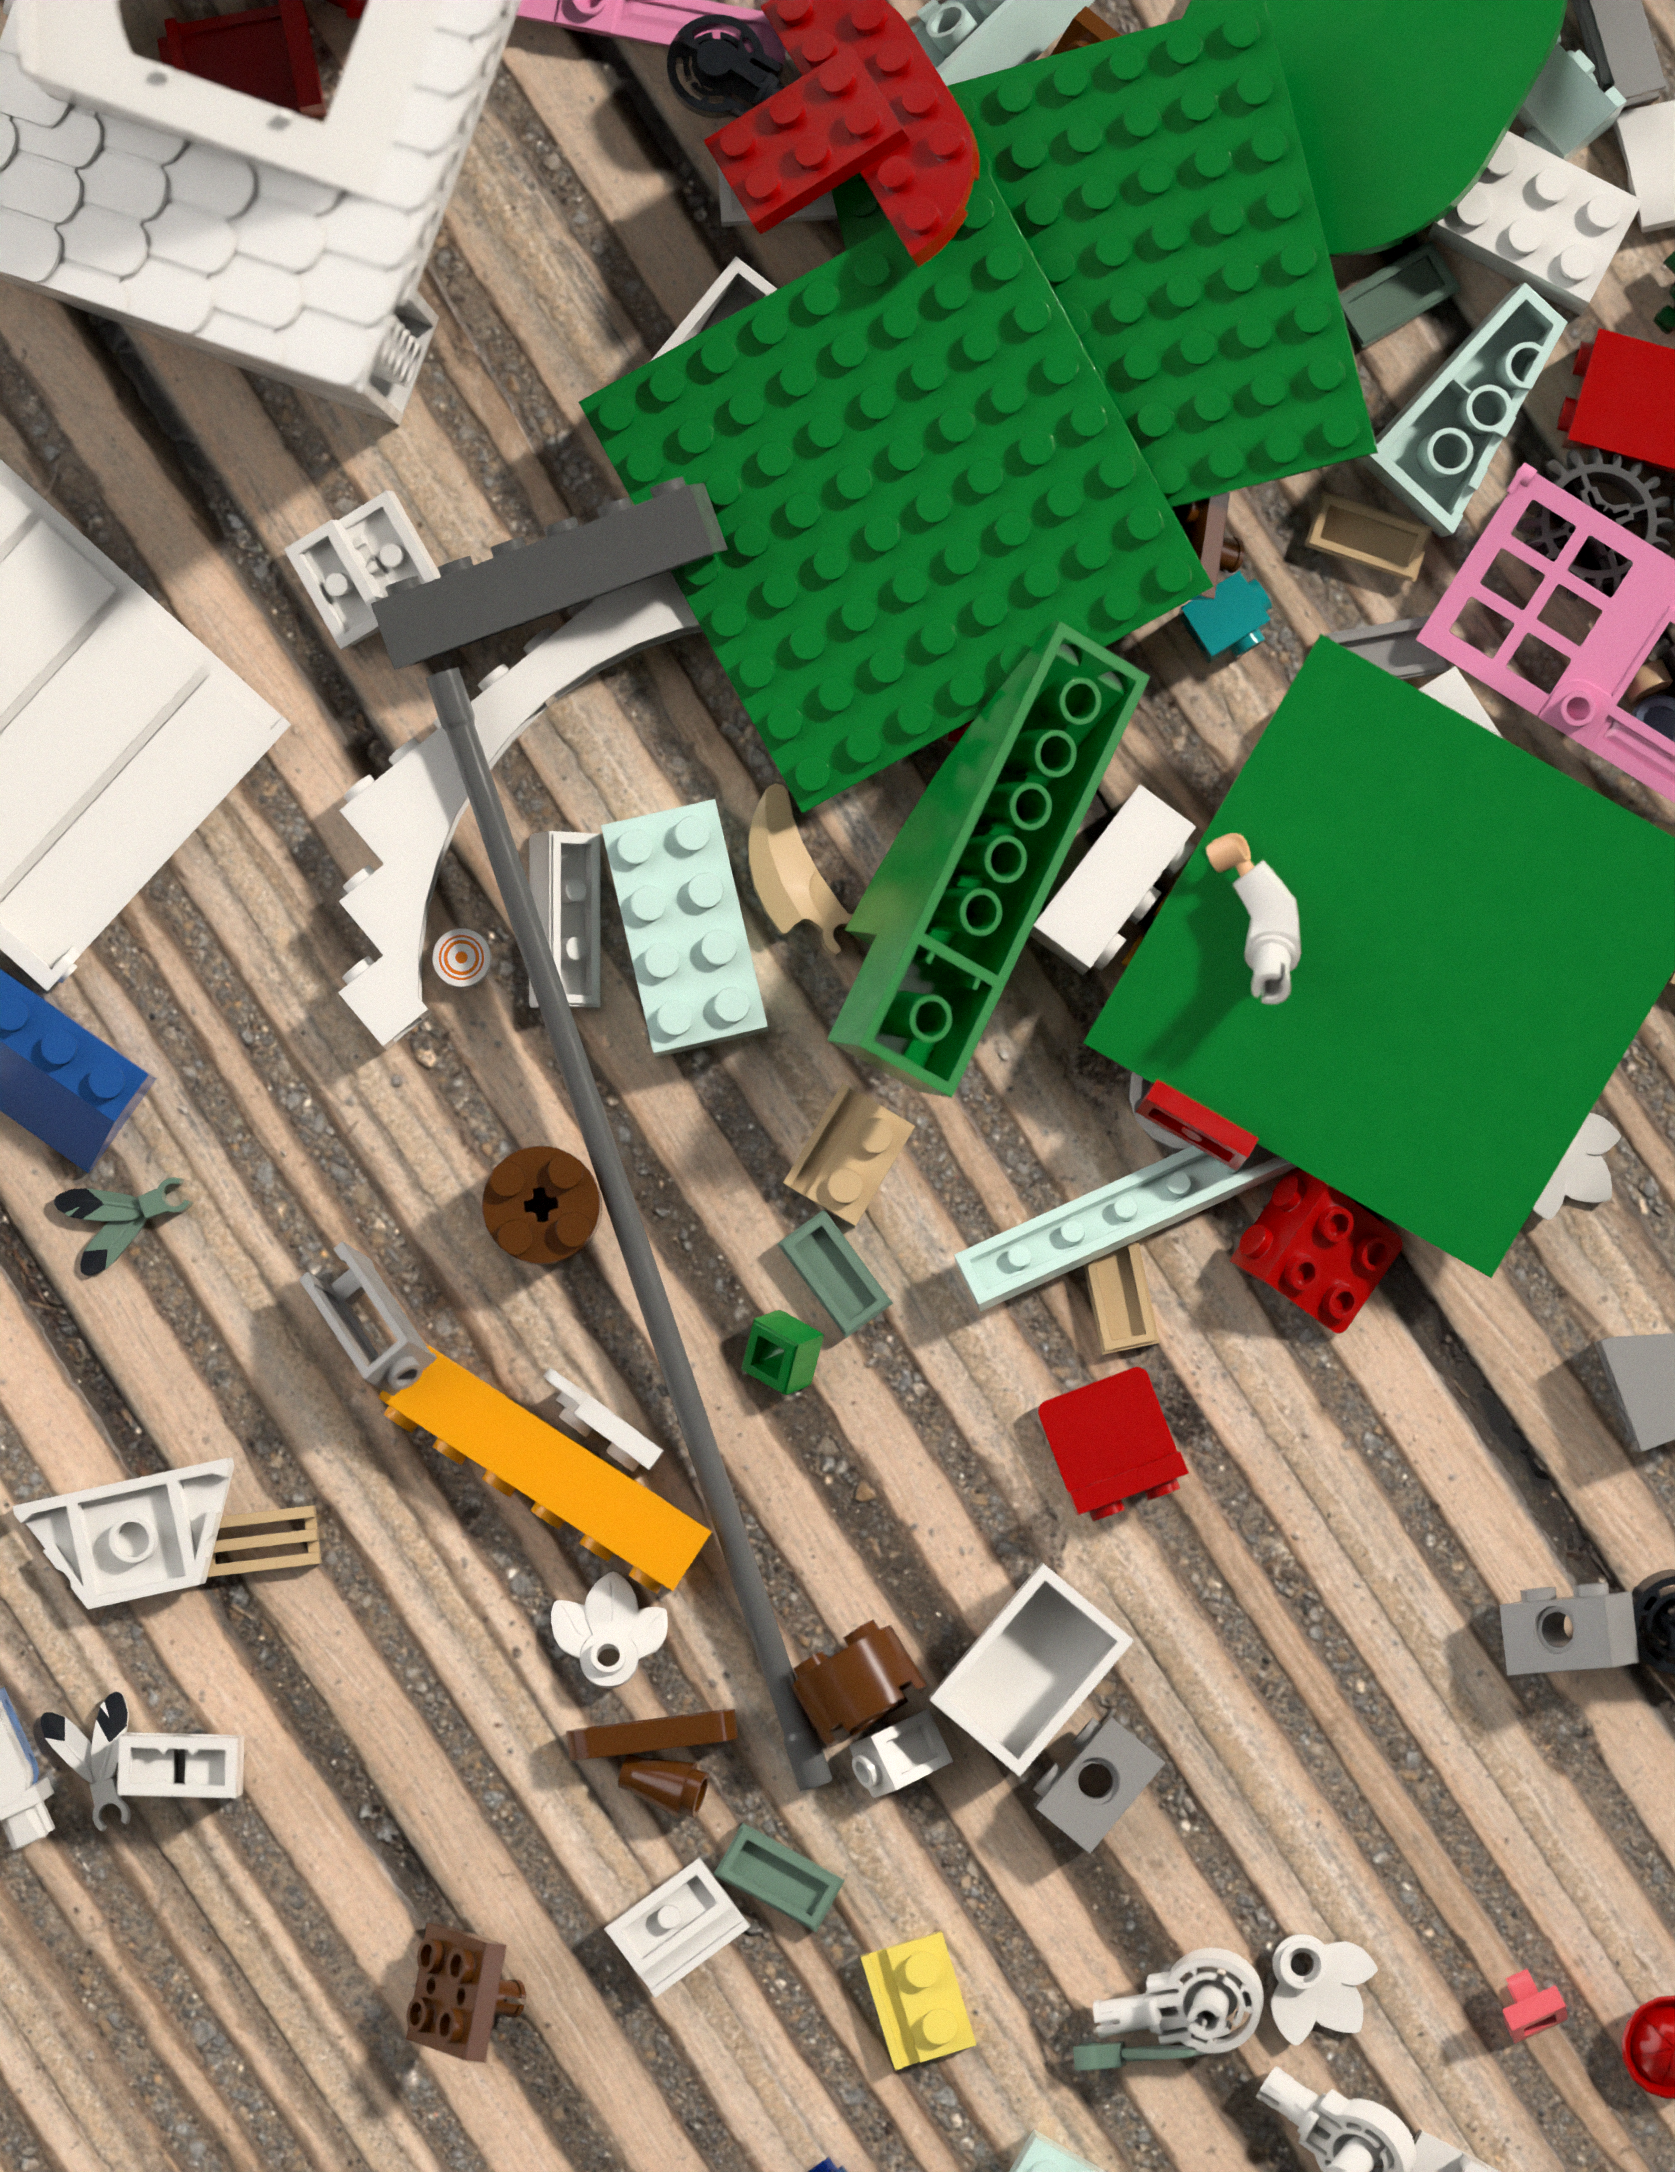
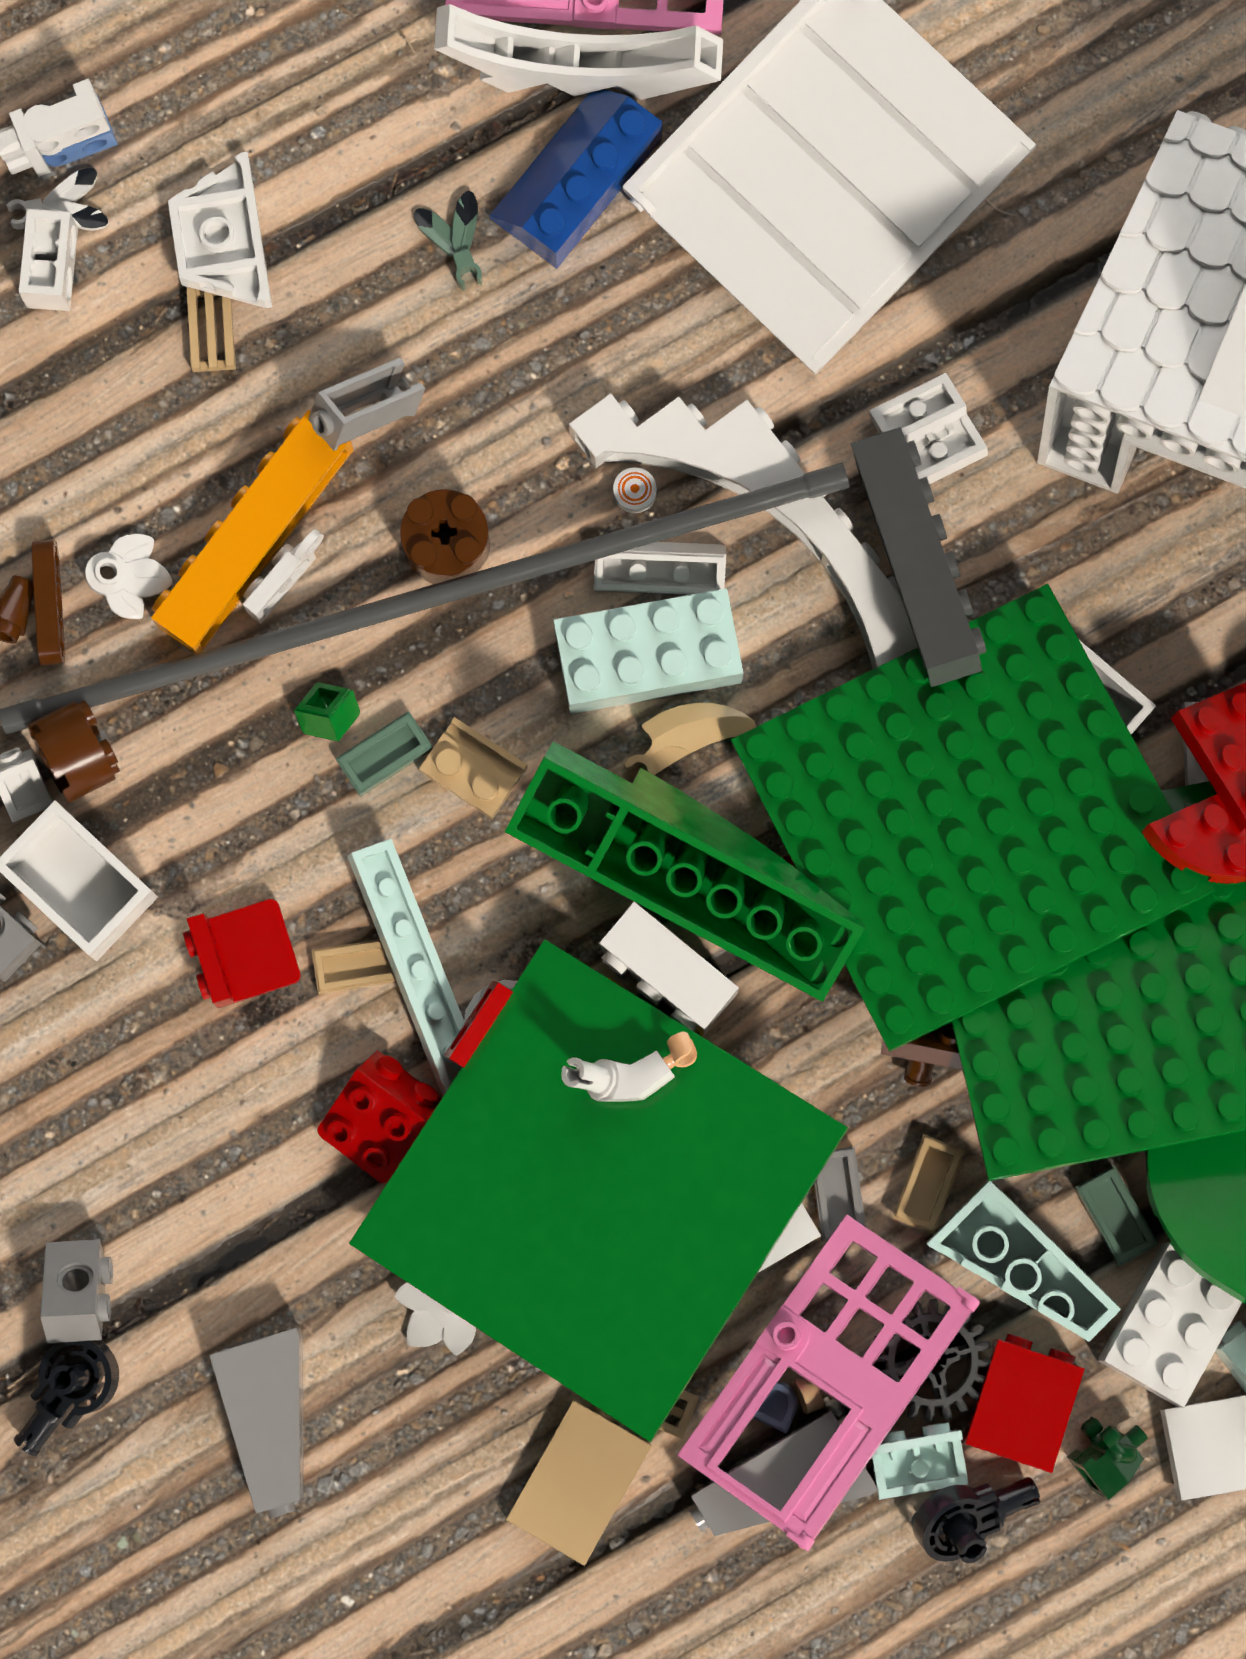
camera: 90 degrees right, 5 degrees down
(1230, 619) = (868, 1072): teal brick -> none

